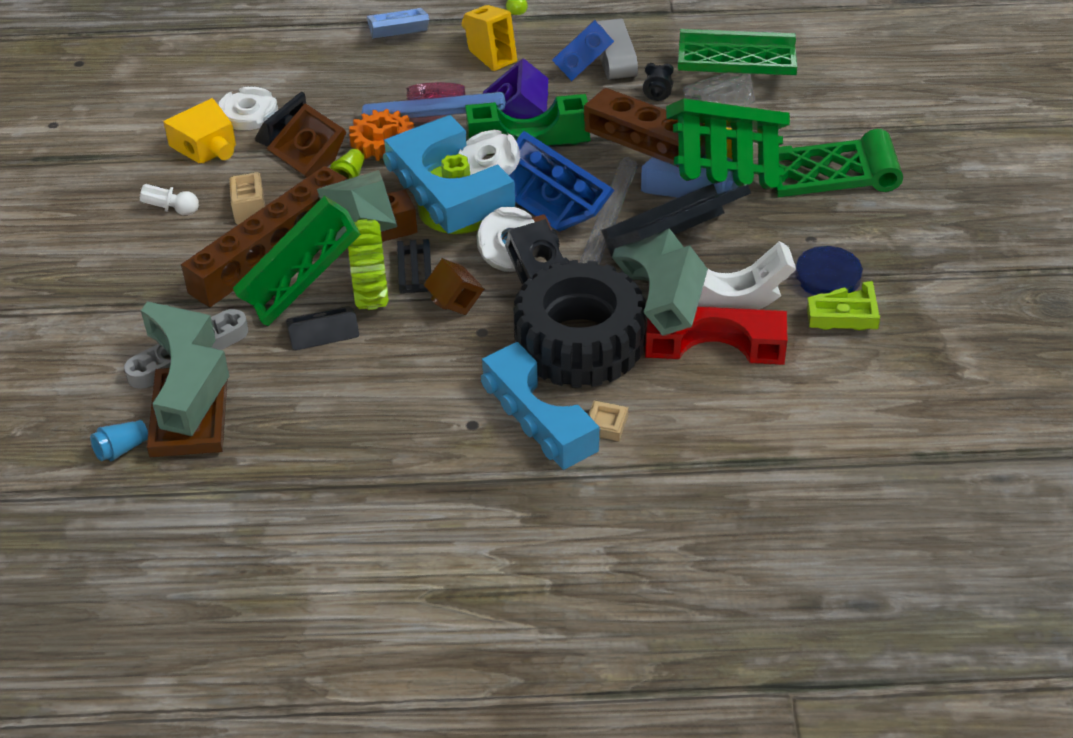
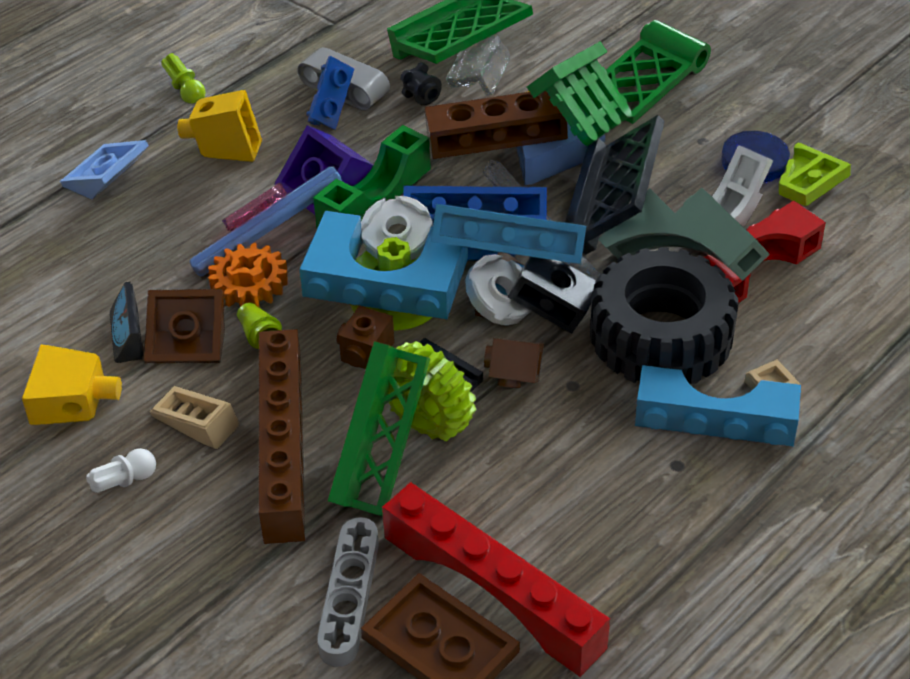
camera: 45 degrees left, 0 degrees up
(195, 368) = (417, 596): sand green arch -> none
(255, 421) = (555, 616): none -> red arch
(259, 104) = (86, 326): white tile -> none
(322, 327) = (445, 471): black slope -> none
(363, 198) = (343, 342): sand green slope -> none
(535, 199) = (508, 233): none -> dark azure fence

